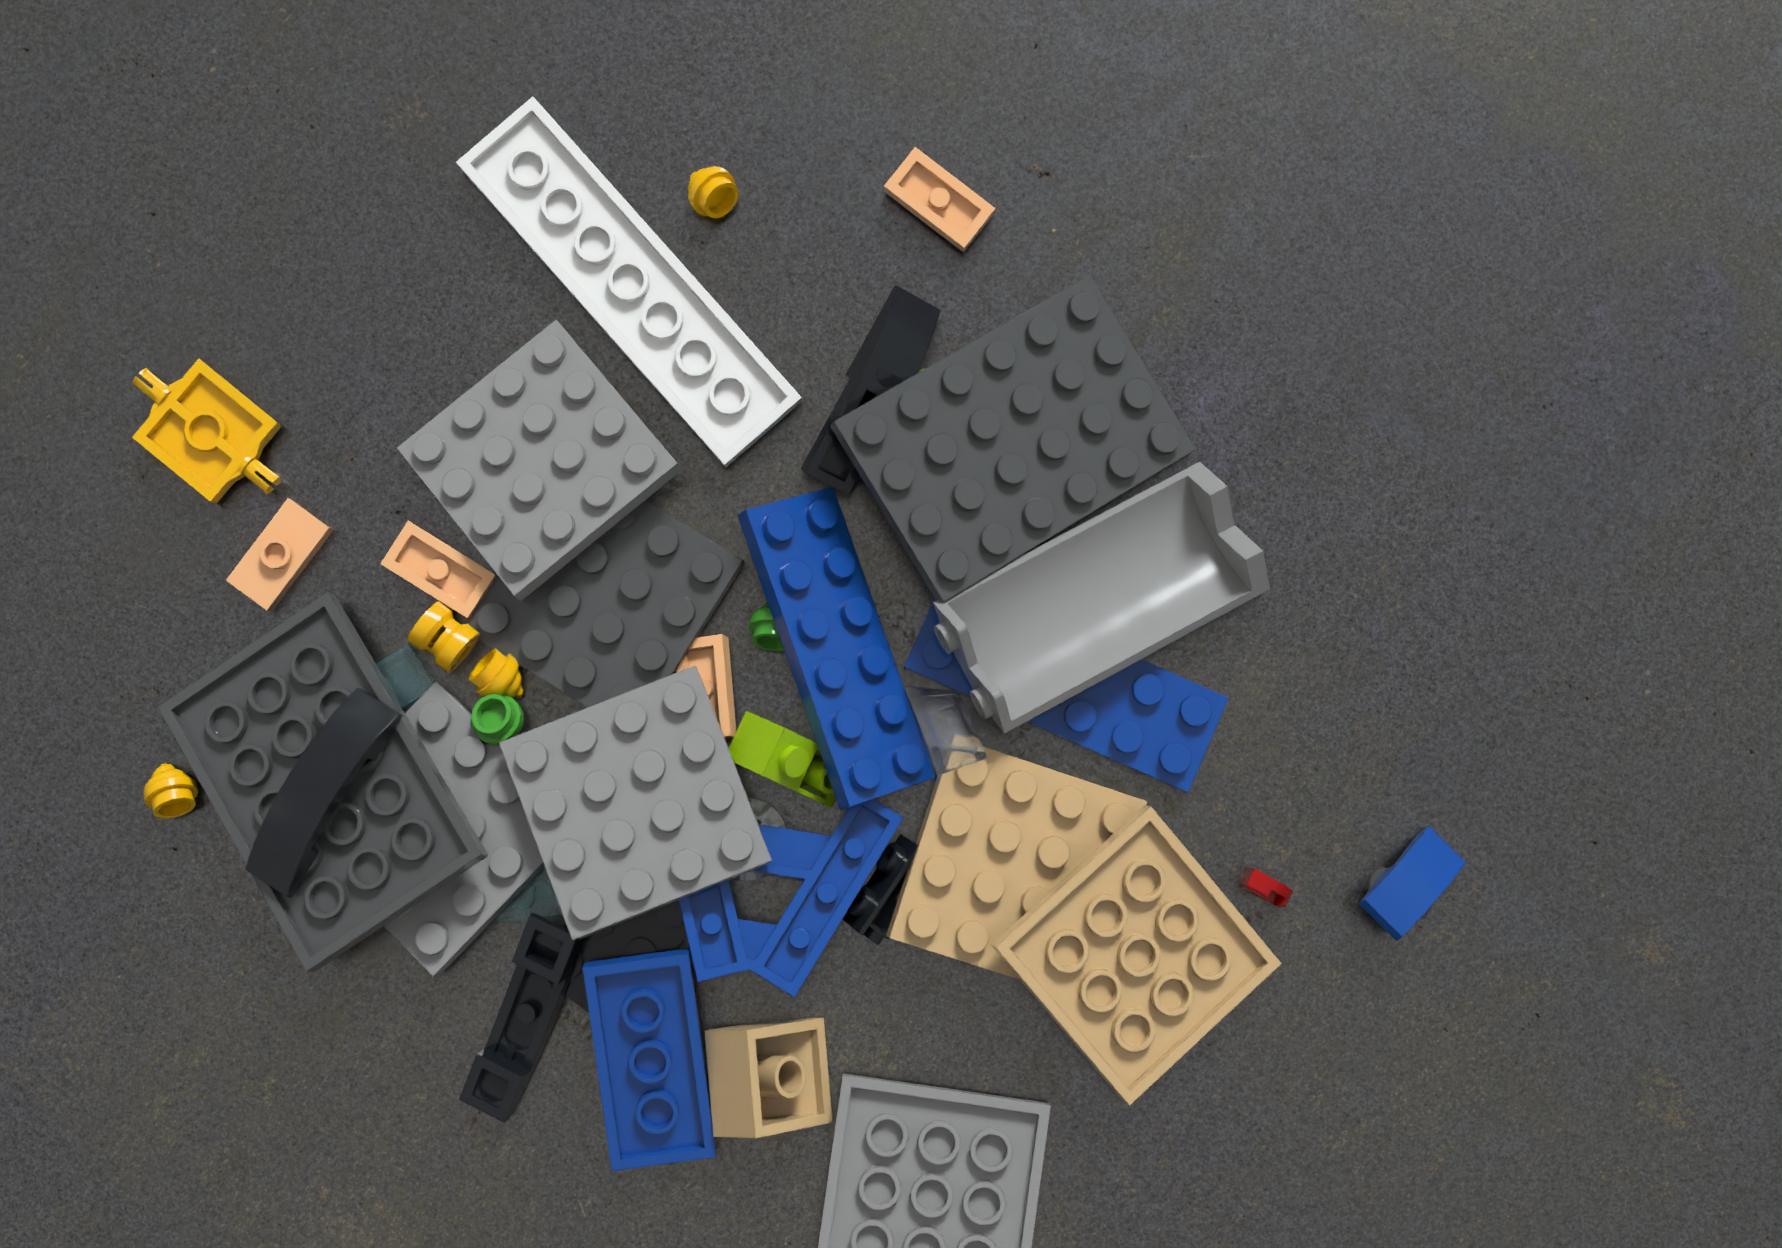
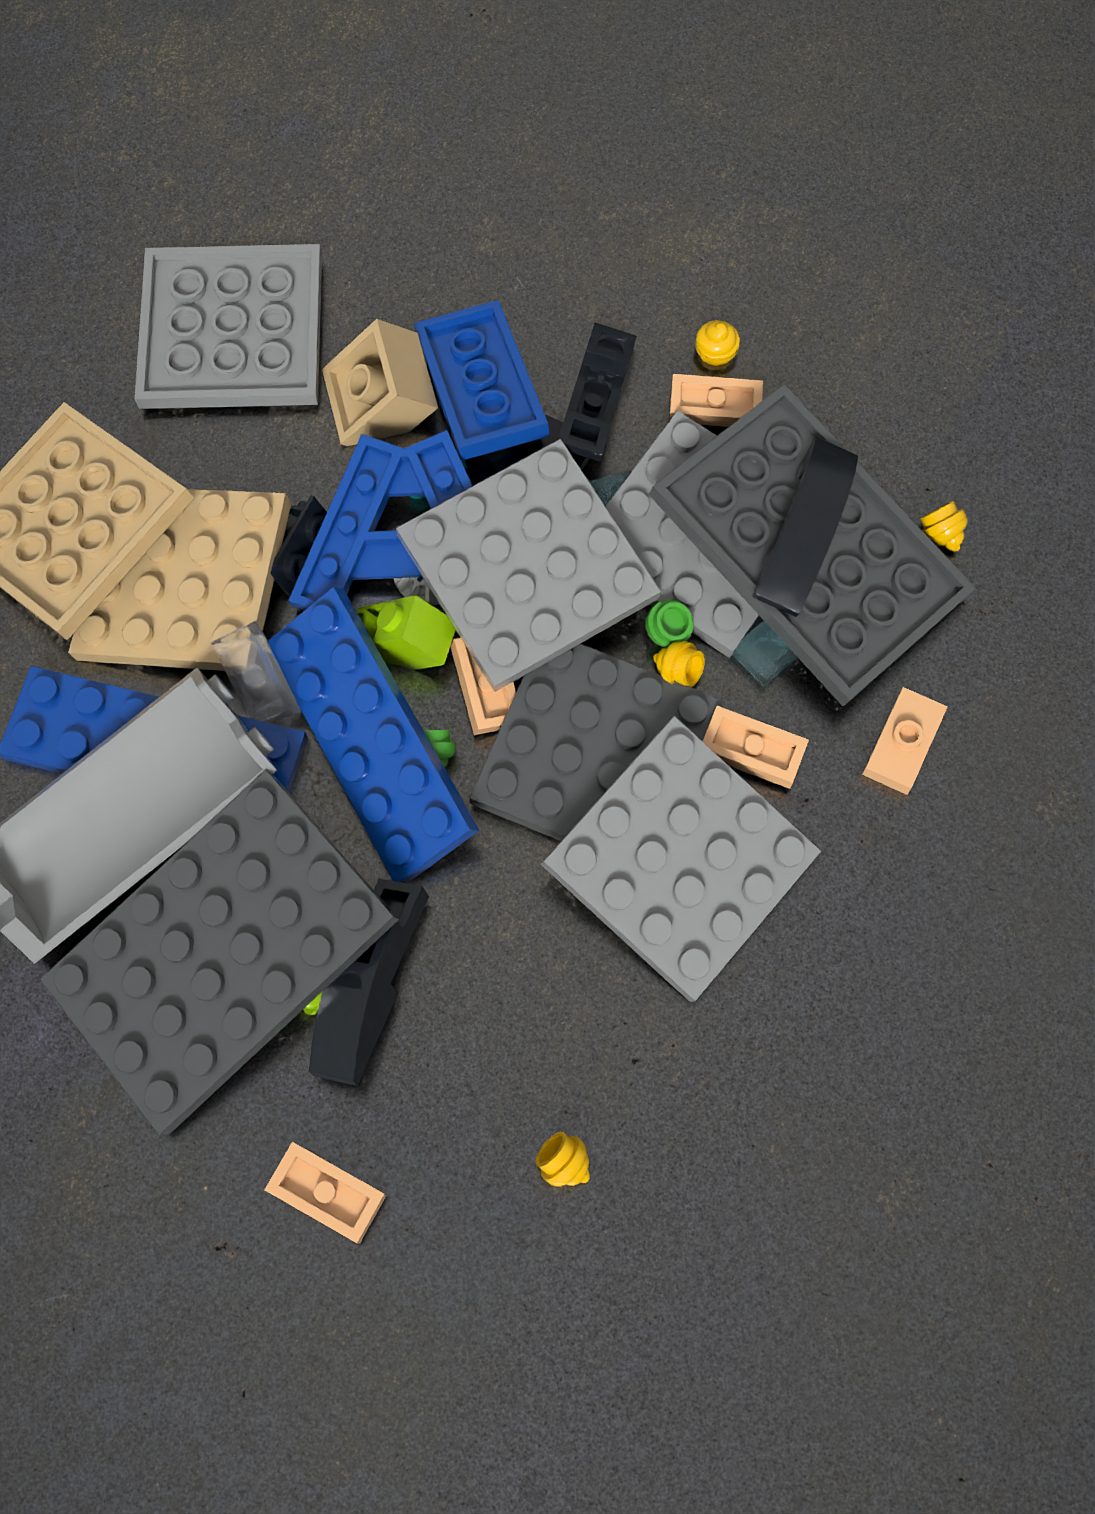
camera: 175 degrees right, 15 degrees down
(206, 431) = (1005, 837): yellow plate -> none
(367, 1074) = (717, 342): none -> yellow plate
(386, 993) = (714, 399): none -> light nougat plate
(443, 637) = (726, 679): yellow wheel -> none
(629, 282) = (635, 1055): white plate -> none

